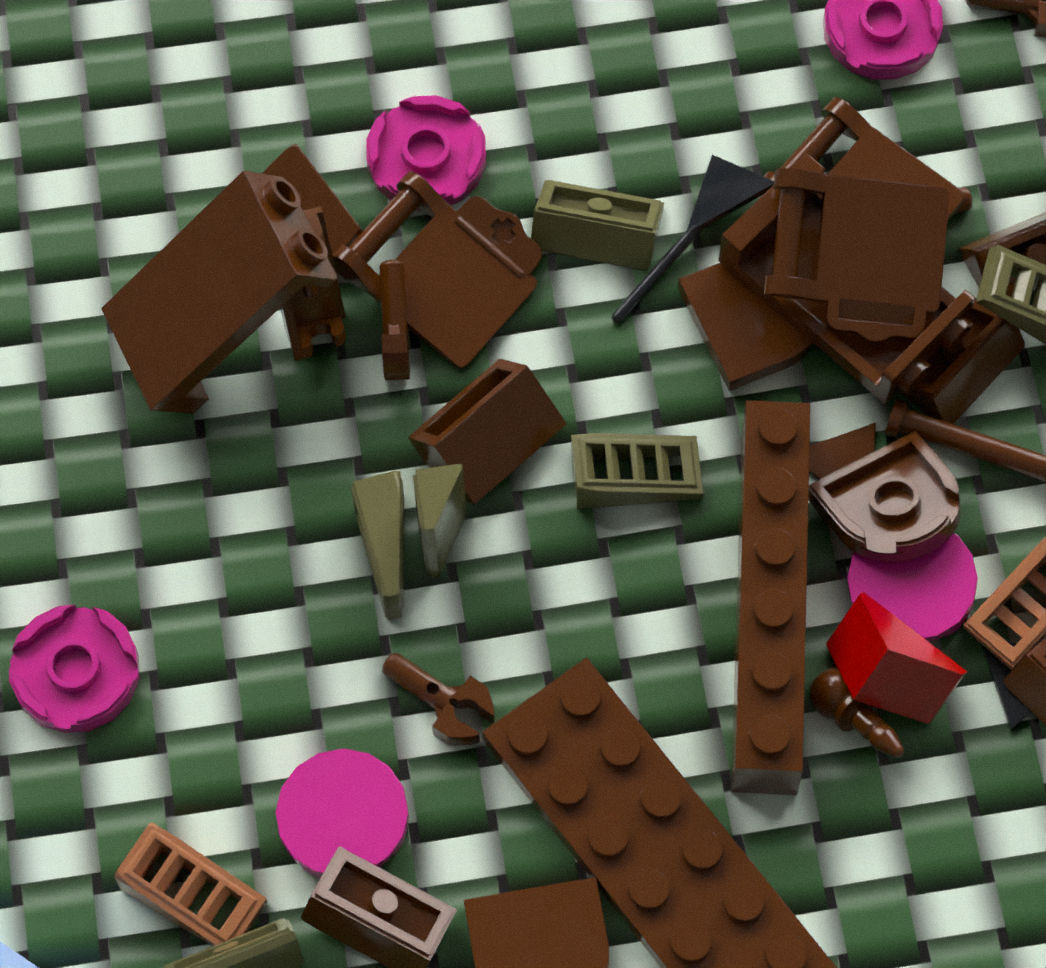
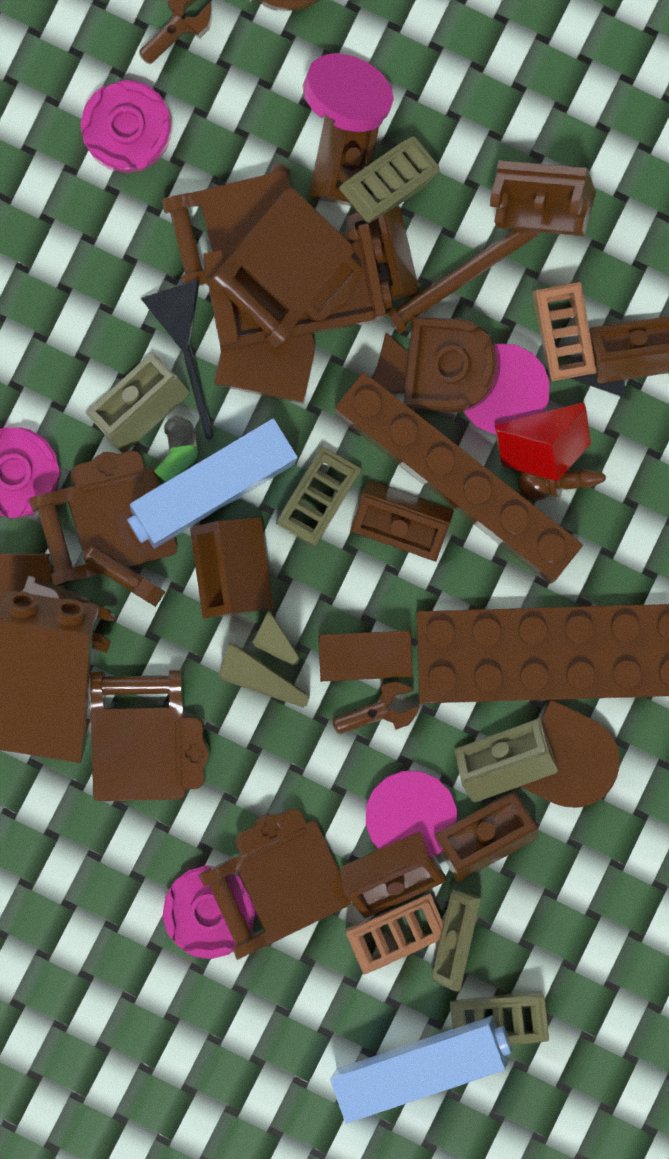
camera: 55 degrees left, 20 degrees up
(172, 720) = (285, 877): none -> reddish brown piece
(214, 477) = (147, 749): none -> reddish brown piece
(256, 835) = (391, 875): none -> reddish brown slope
(484, 873) = (505, 760): none -> olive slope
(495, 637) = (365, 655): none -> reddish brown slope
(563, 342) = (211, 484): none -> light blue brick
(581, 297) = (182, 448): none -> arm
(678, 577) = (402, 520): none -> reddish brown slope

